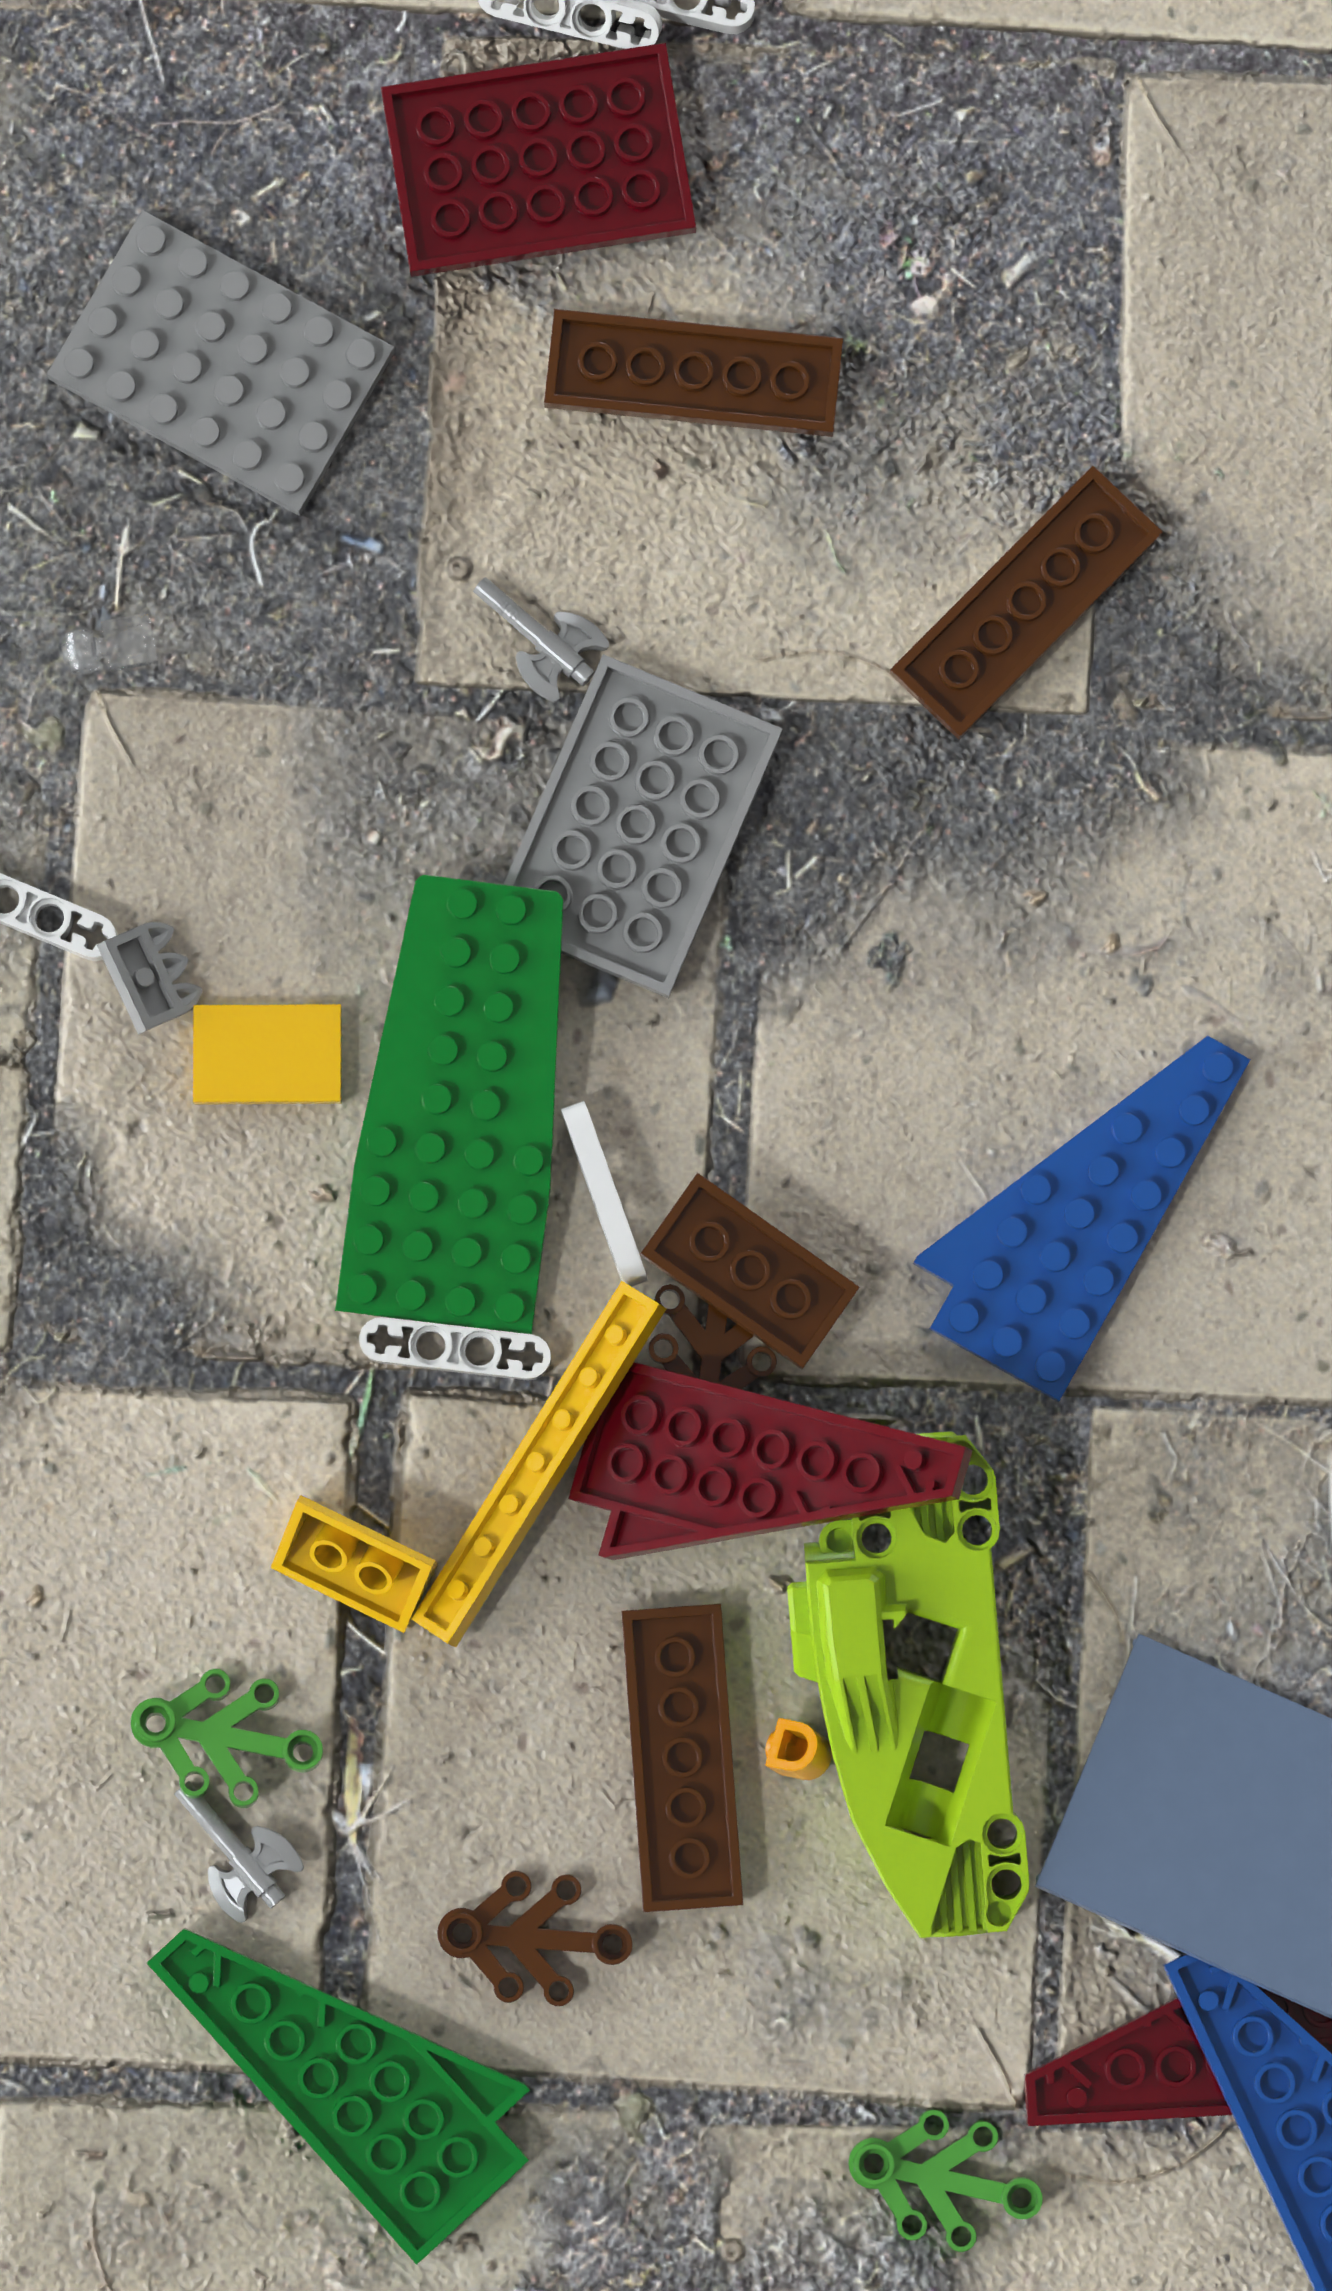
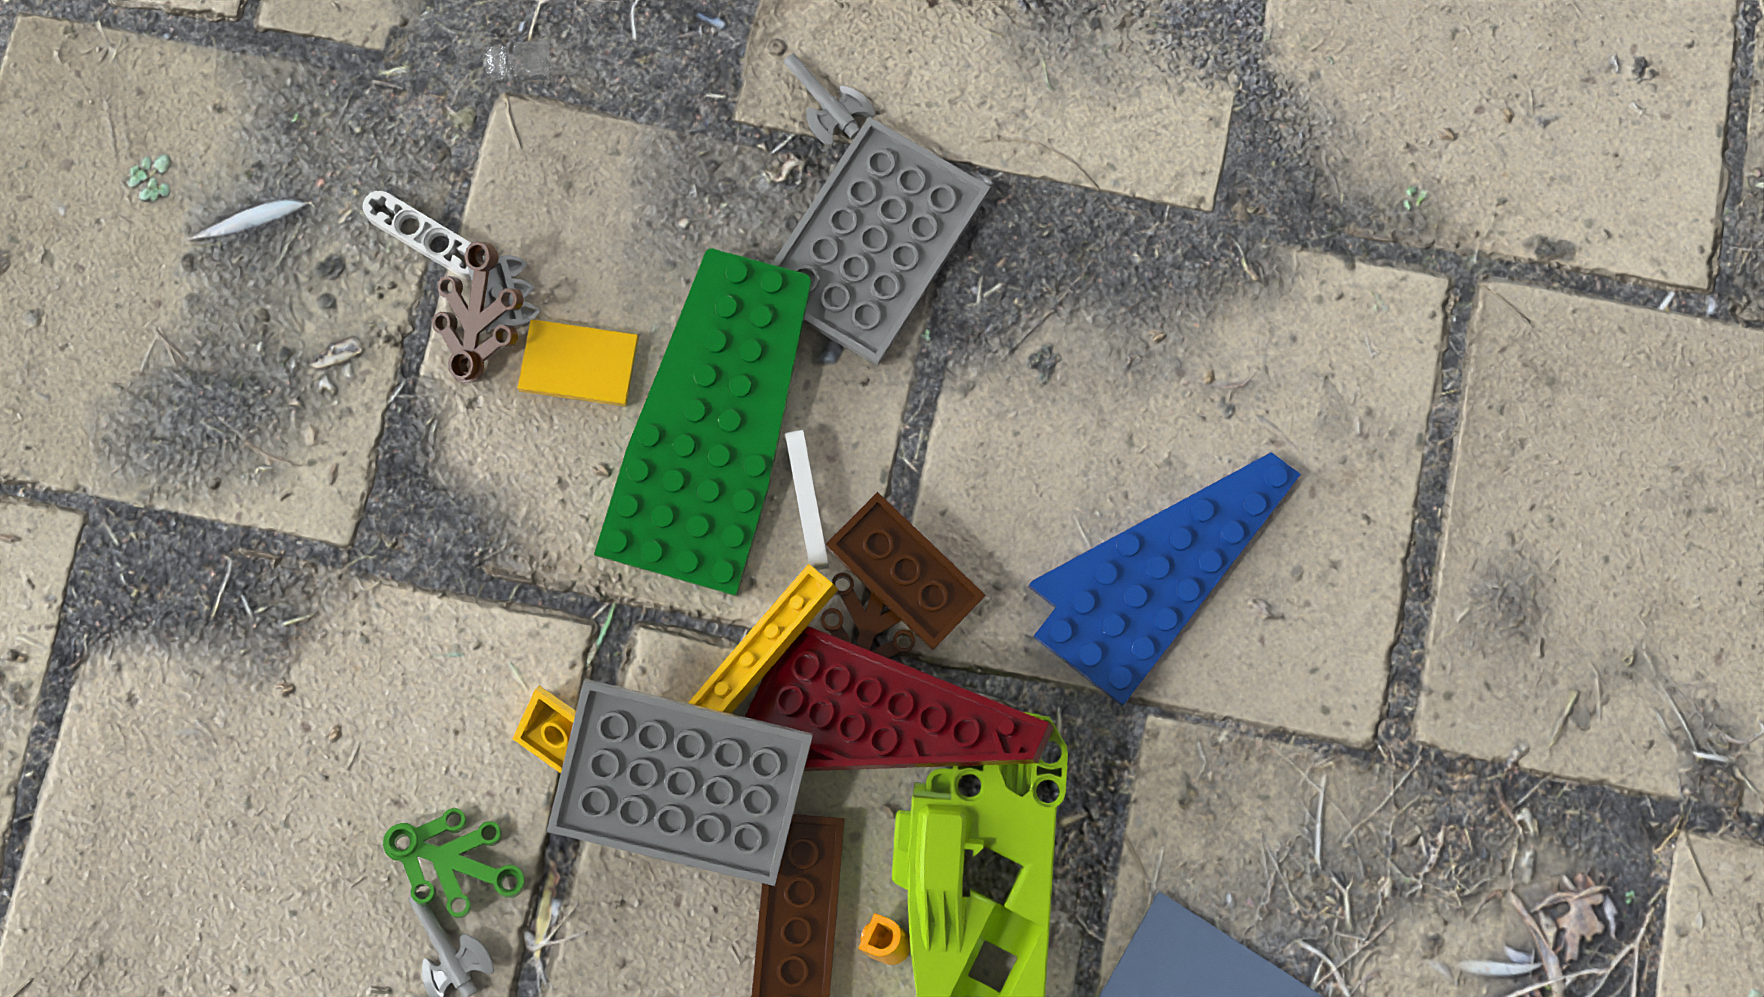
camera: 10 degrees right, 5 degrees down
(118, 1016) = (474, 317): none -> plant
(456, 1342) = (679, 592): white beam -> none
(505, 1591) = (679, 782): none -> light grey plate
(1025, 602) = (1179, 126): reddish brown plate -> none

